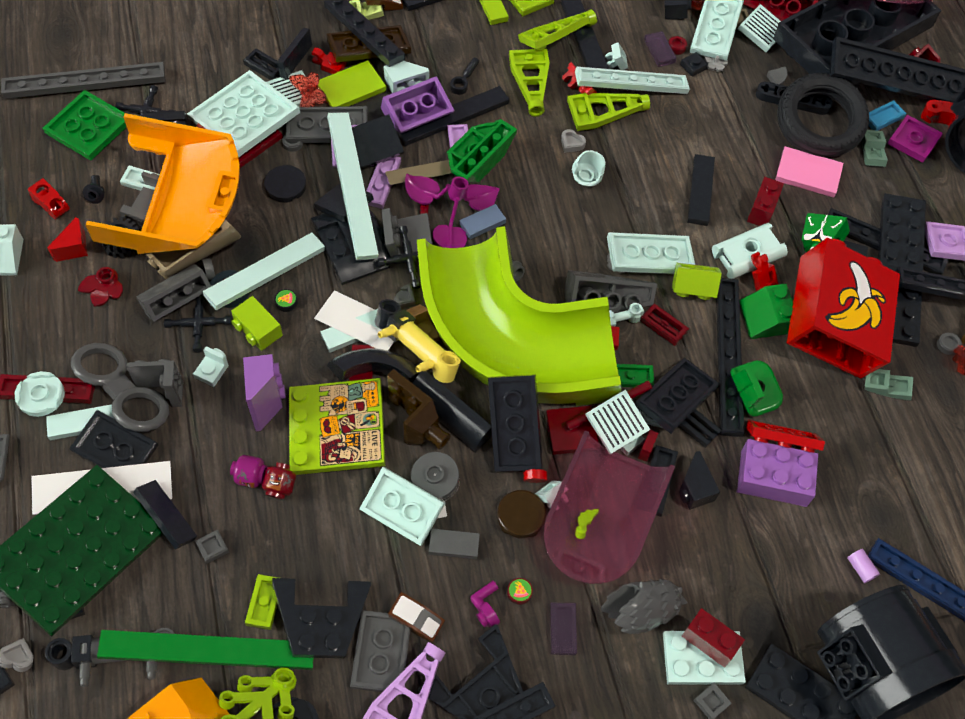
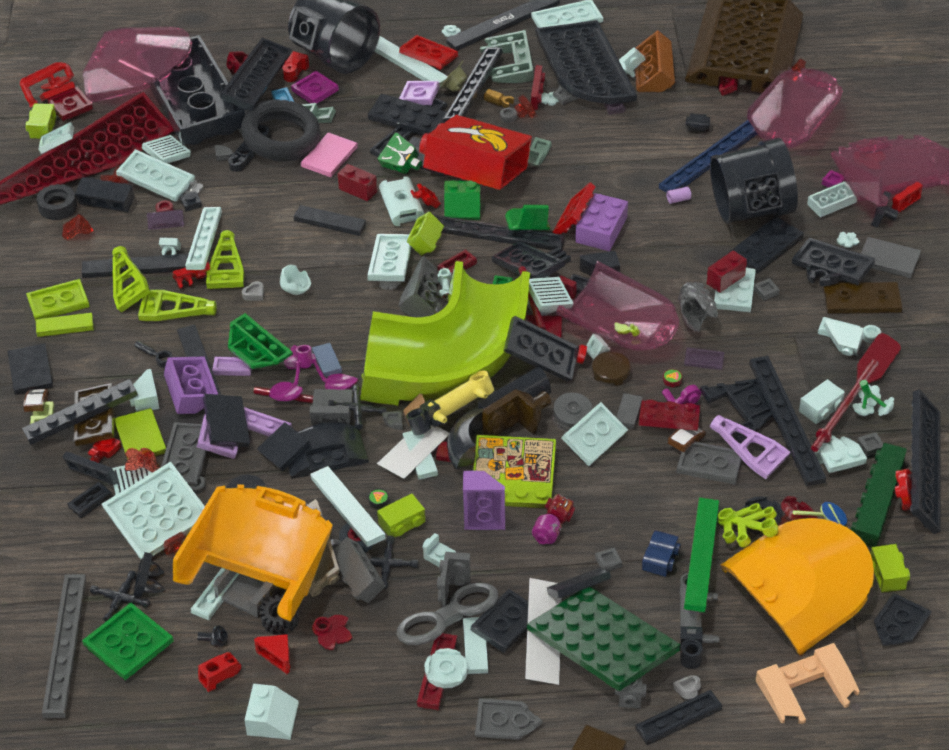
camera: 75 degrees left, 15 degrees down
(218, 603) = (660, 553): none -> dark blue brick
(262, 604) = (662, 523): lime plate -> none
(316, 629) = (689, 492): black wing -> none
(352, 186) = (275, 428): light aqua tile -> none
(426, 170) = (262, 390): dark tan sticker -> none
(447, 592) = (669, 415): none -> dark red plate

